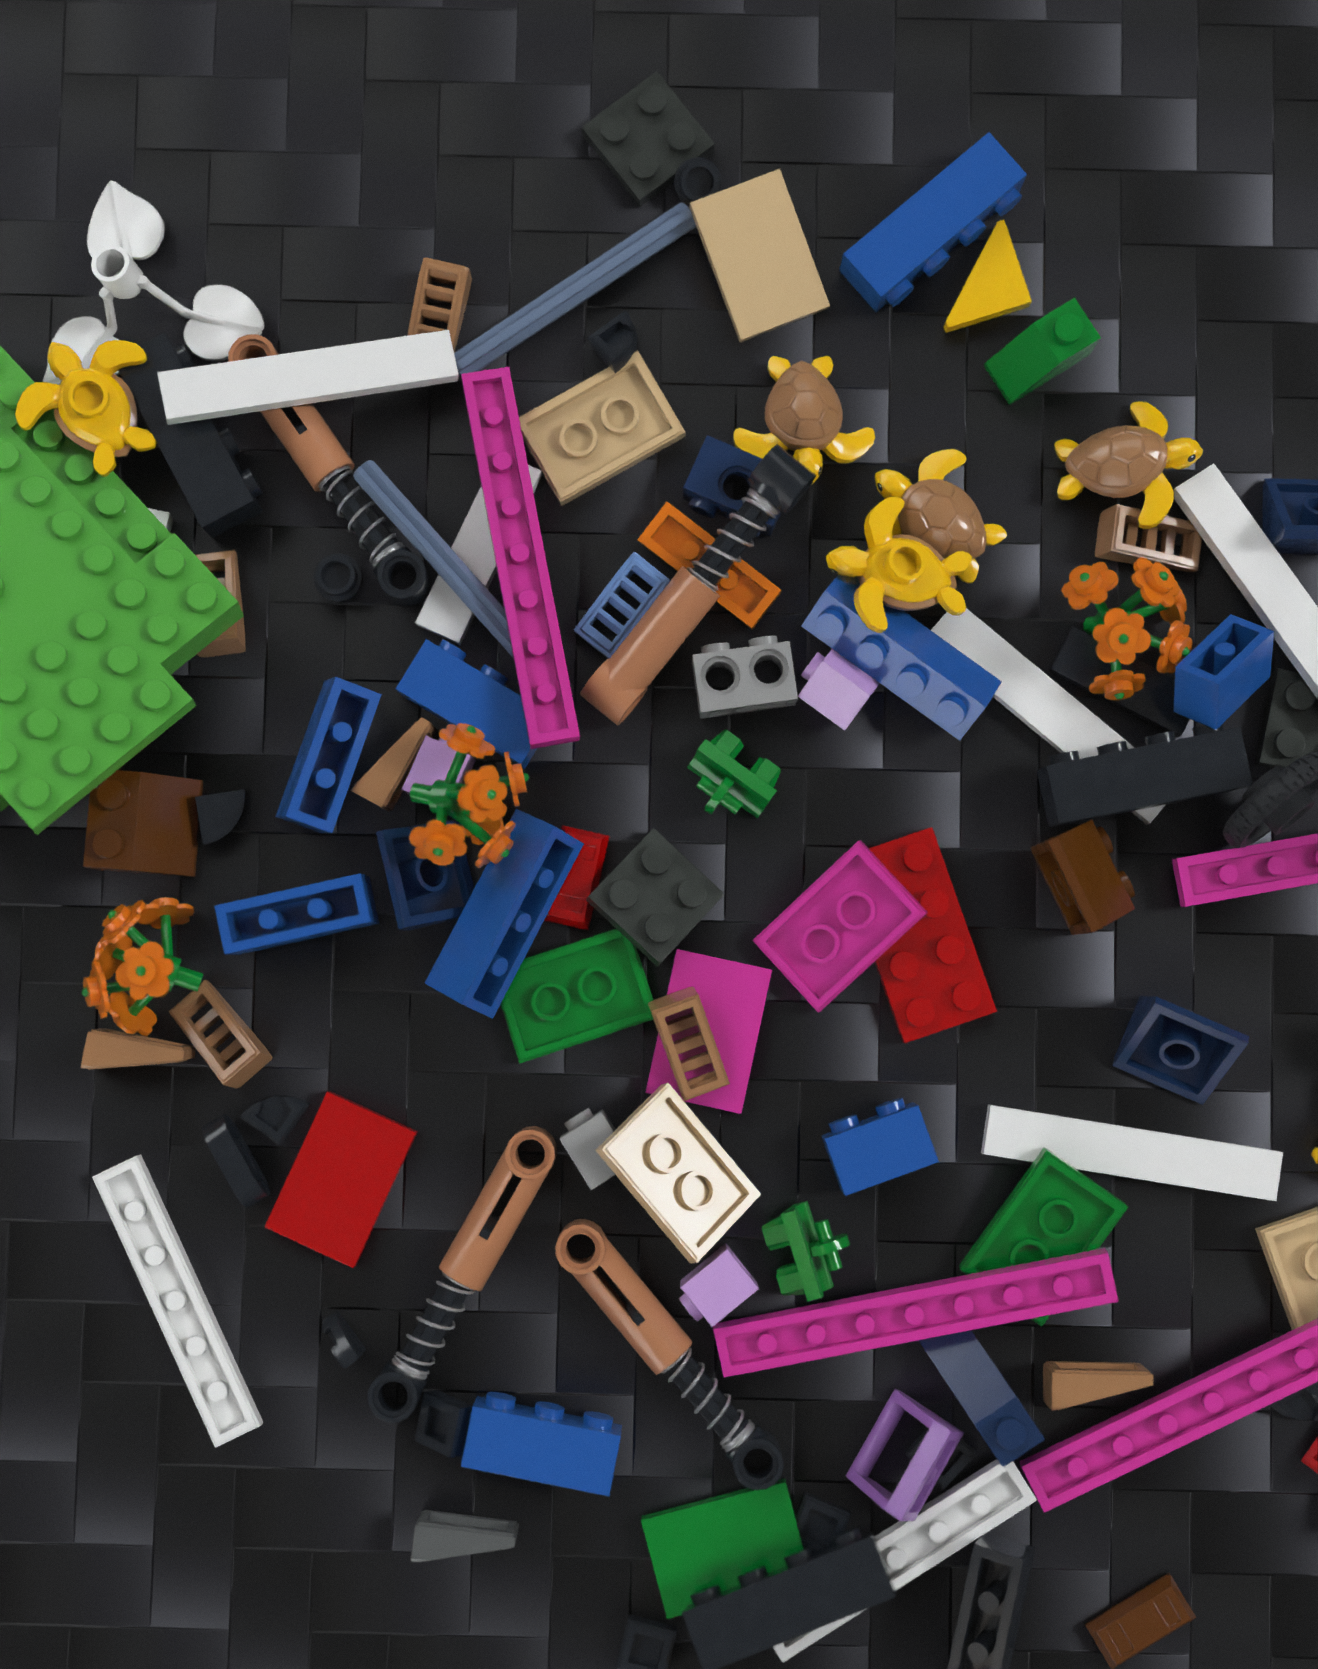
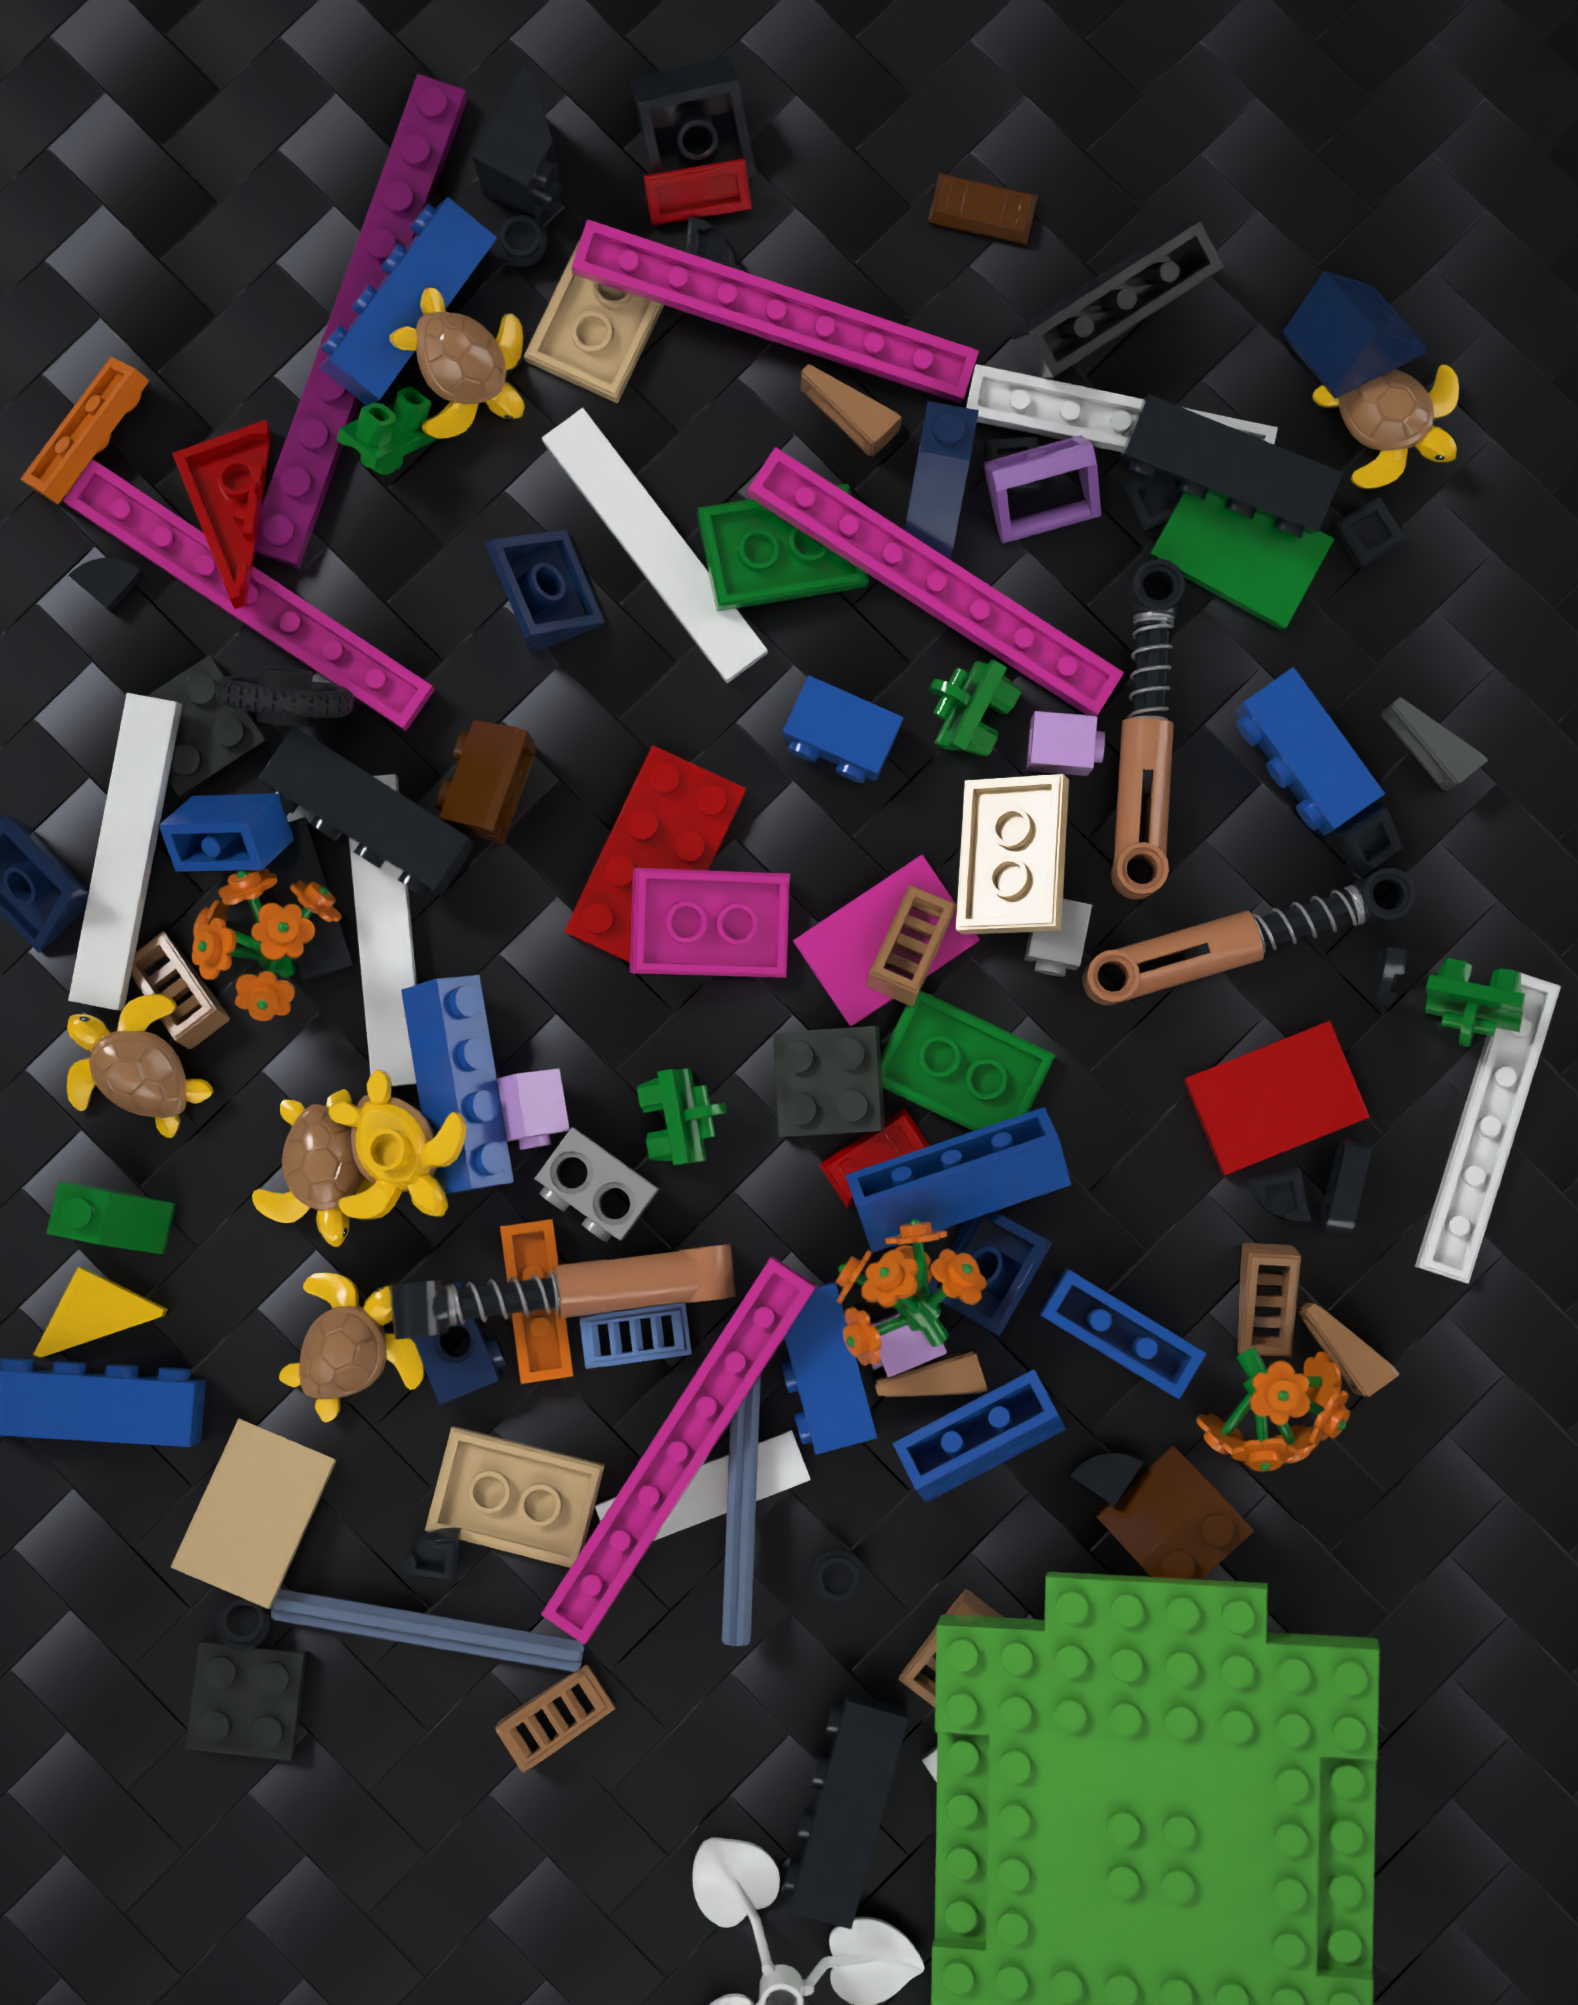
camera: 140 degrees left, 0 degrees up
(90, 402) = (902, 1908): yellow animal -> none
(259, 1374) = (1475, 1006): none -> green hips
(307, 377) = (709, 1760): white tile -> none
(330, 470) = (760, 1679): piece -> none

